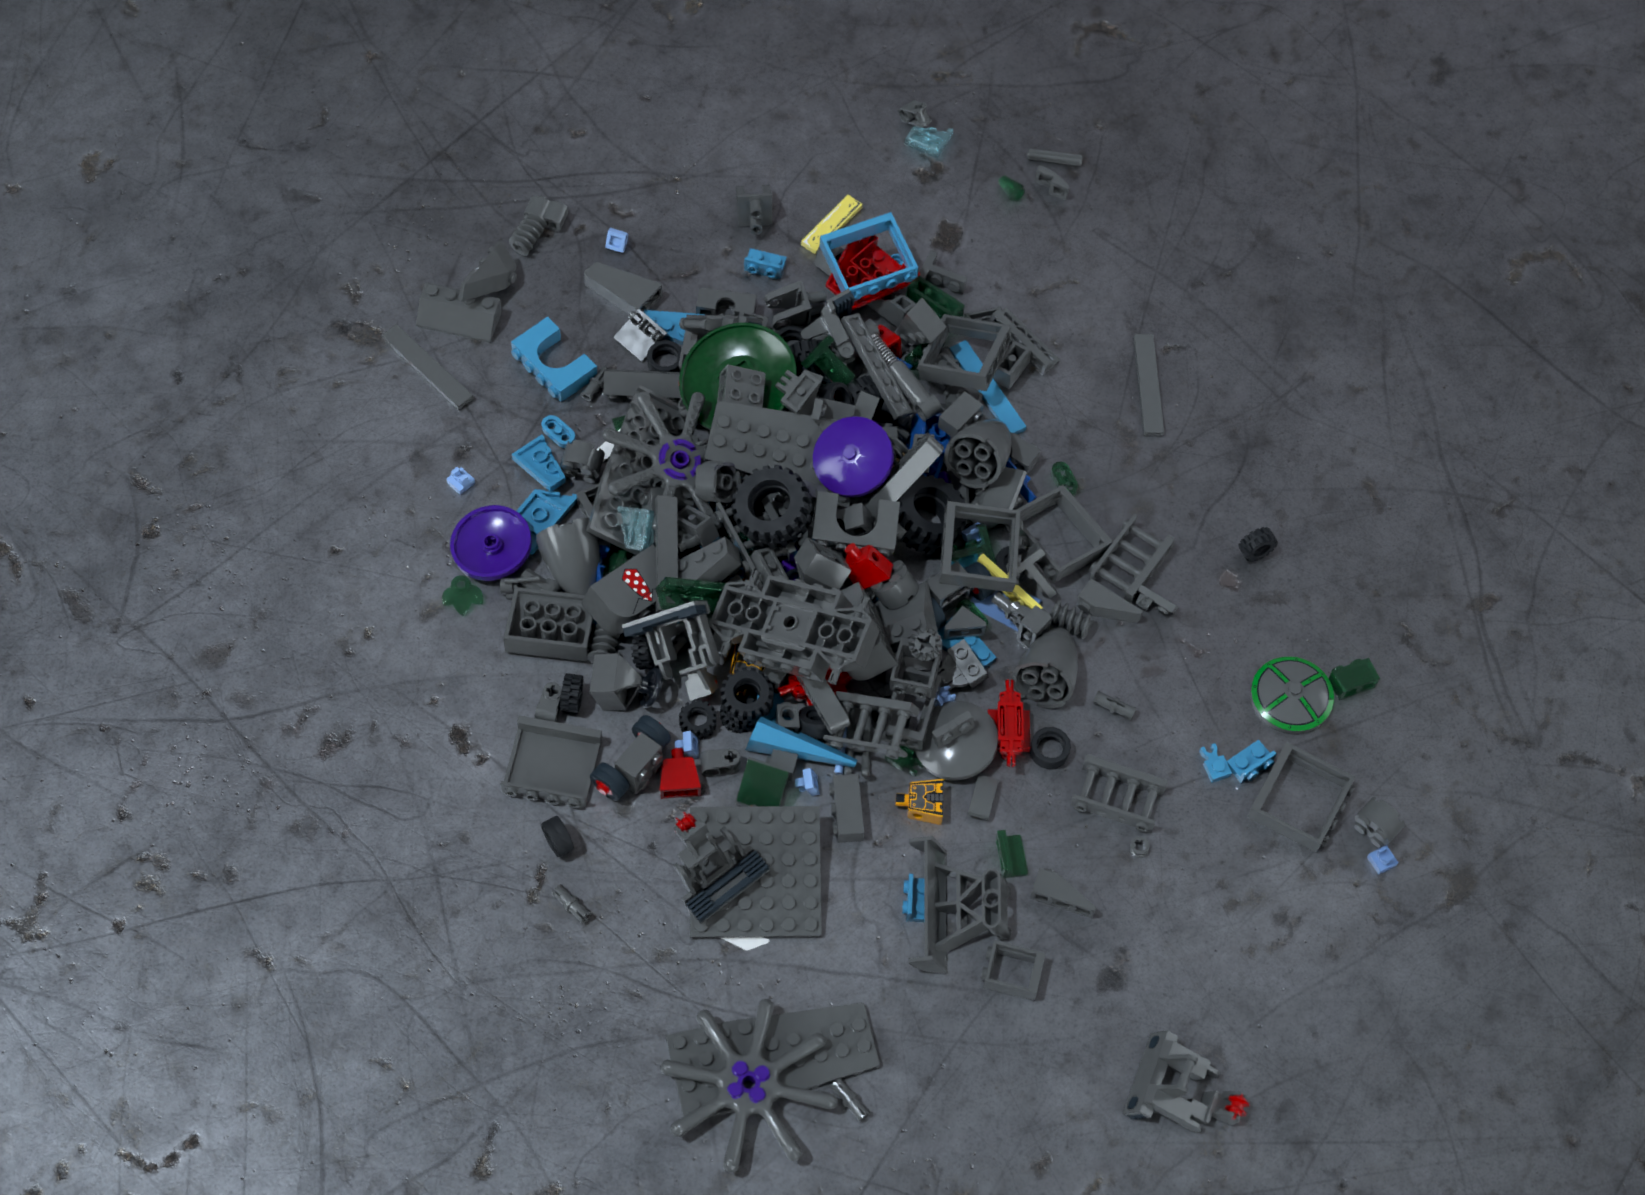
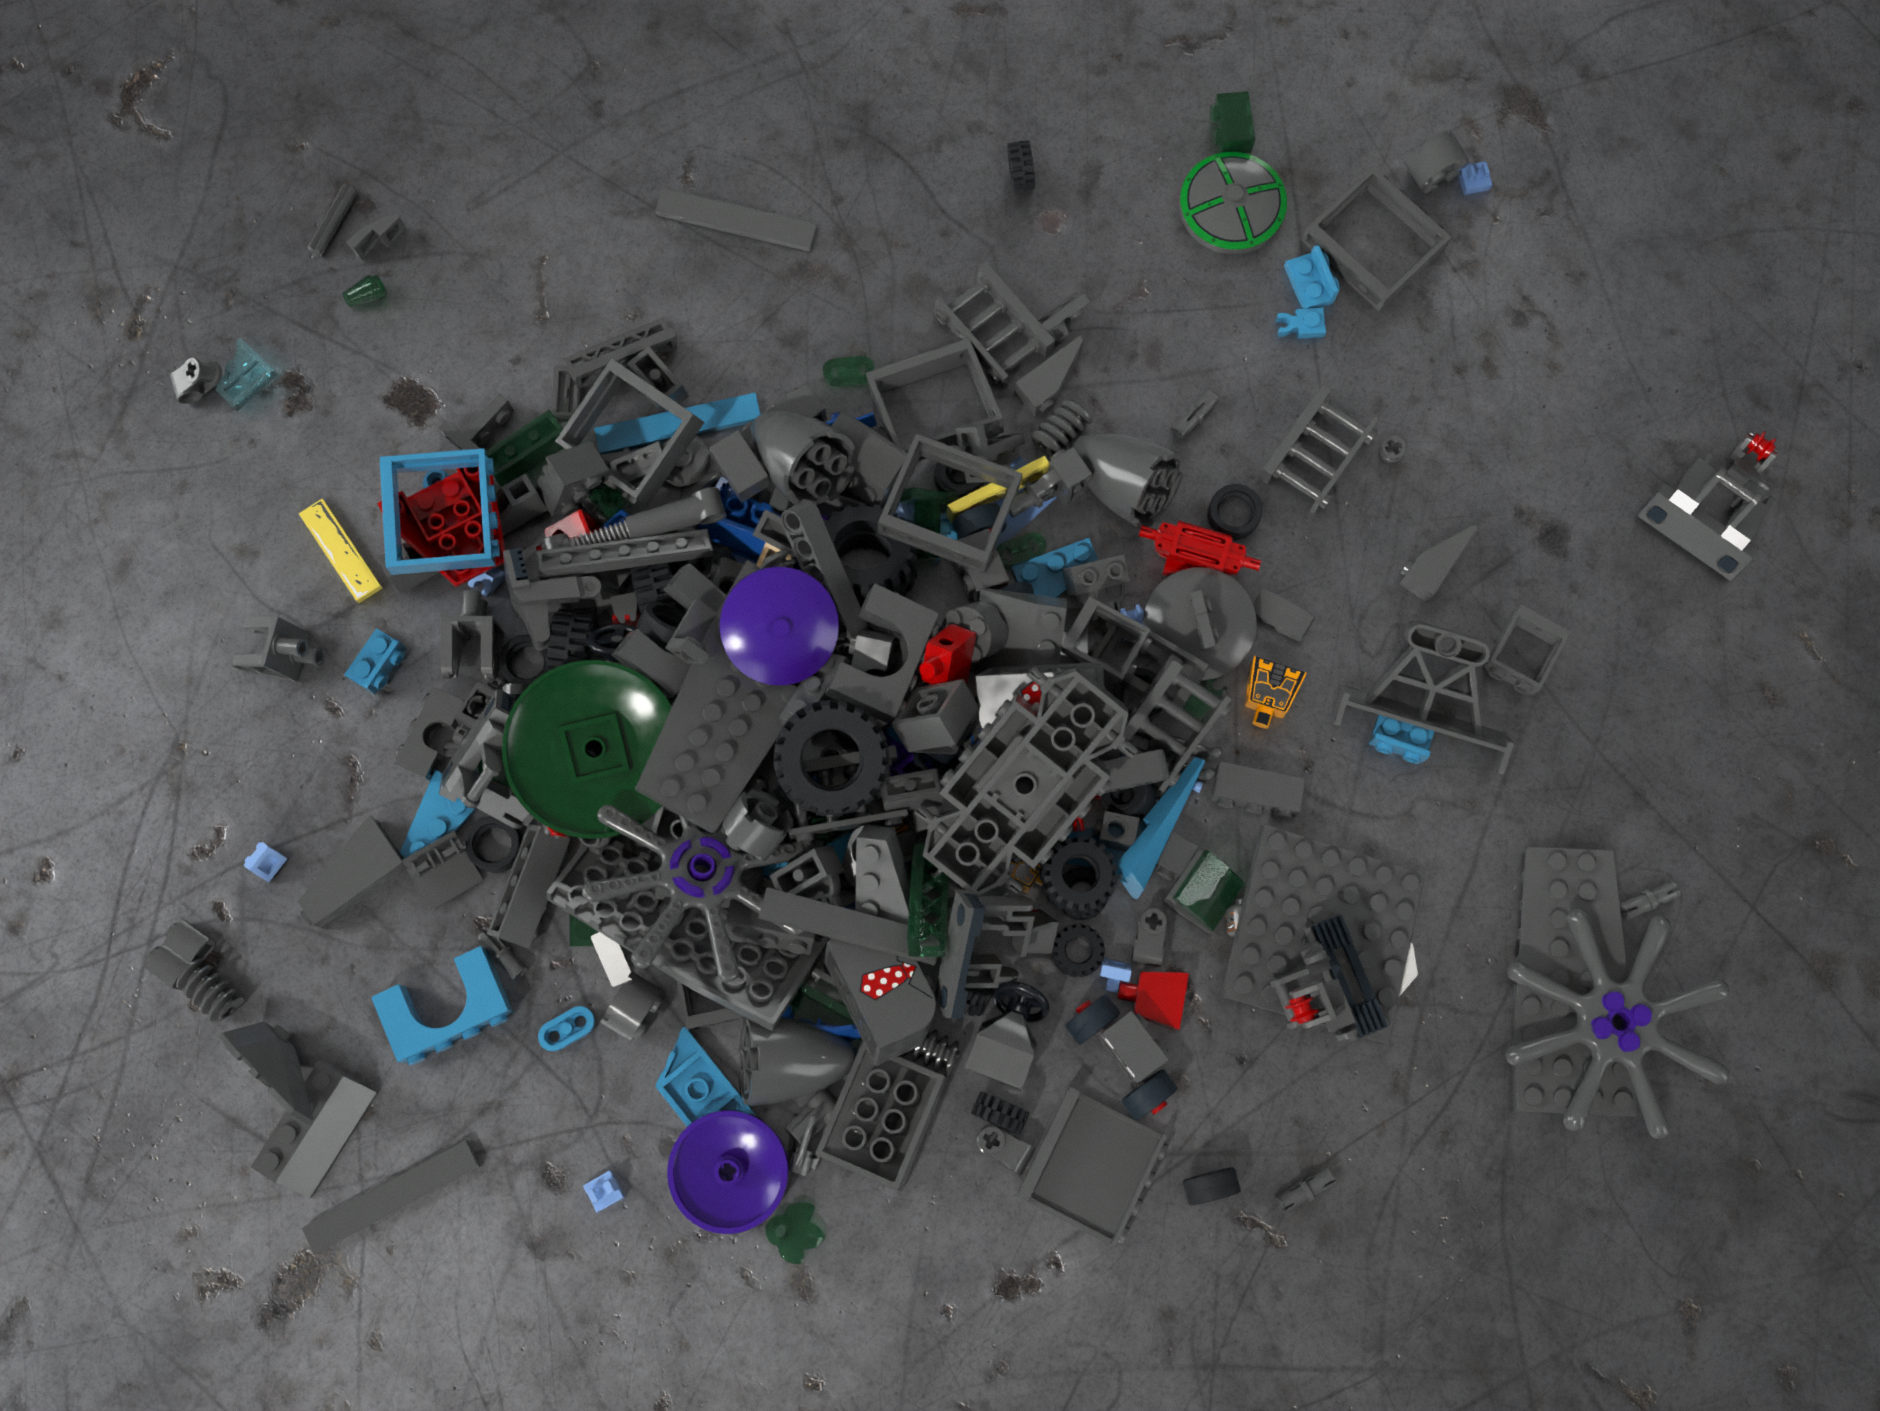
camera: 70 degrees left, 15 degrees up
(539, 462) = (614, 1068): dark azure wing -> none
(636, 527) = (785, 957): clear light blue wing -> none
(741, 386) = (618, 750): dark grey bracket -> none
(797, 389) = (651, 670): dark grey hinge -> none
(808, 783) = (1209, 828): light blue tile -> none
(829, 362) = (594, 621): clear green bracket -> none
(927, 653) = (1072, 616): dark grey gear -> none
(964, 624) = (1038, 562): dark grey slope -> none
(1011, 855) = (1367, 606): clear green panel -> none

